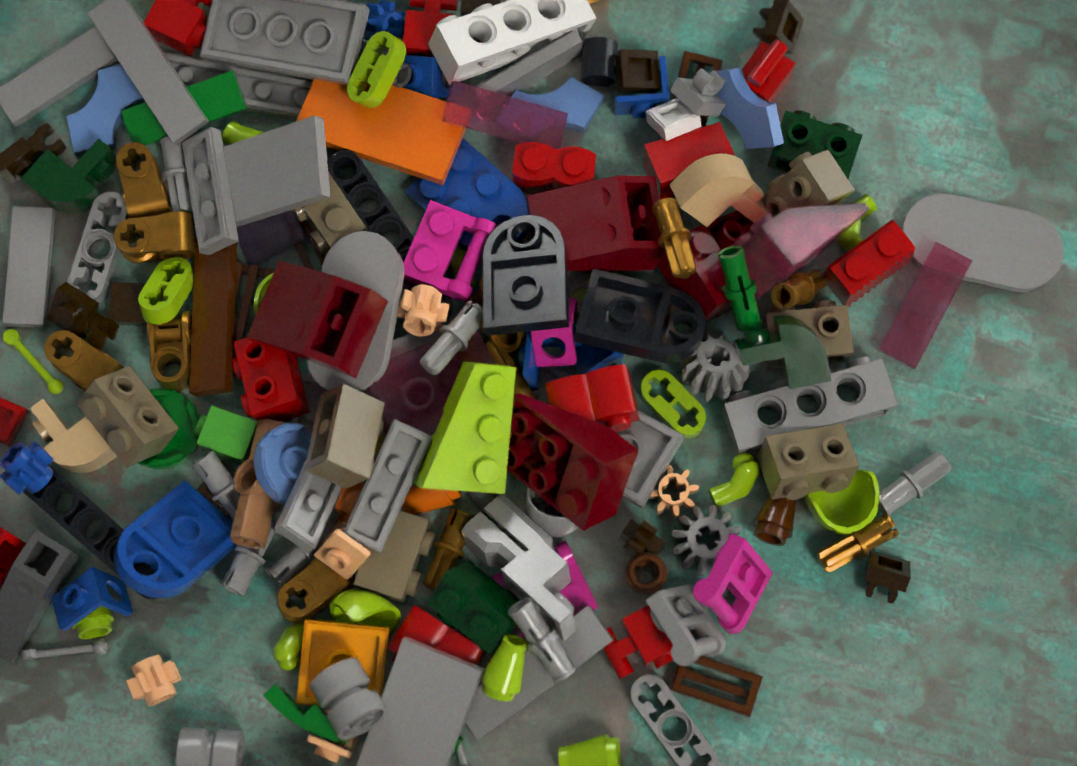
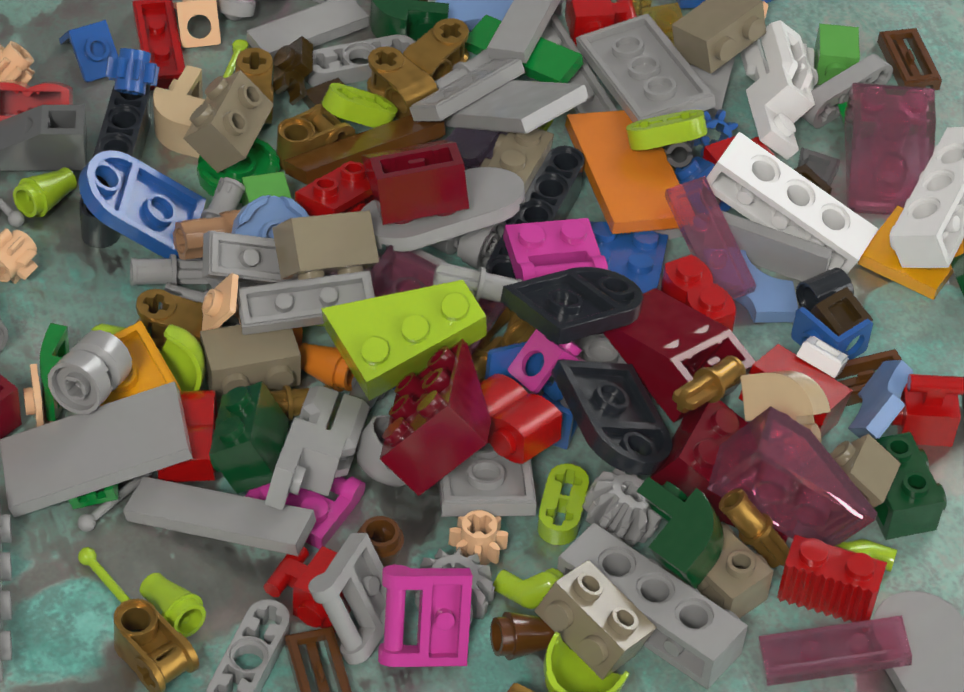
camera: 50 degrees right, 30 degrees down
(88, 594) = (59, 174): blue bracket -> none
(422, 310) = (485, 249): light nougat gear -> none
(505, 670) = (203, 474): lime cone -> none
(542, 639) = (252, 480): light grey pin -> none
(641, 538) = (411, 522): dark brown plate -> none
(700, 93) = (860, 362): light grey tile -> none
(740, 290) = (709, 454): green pin -> none

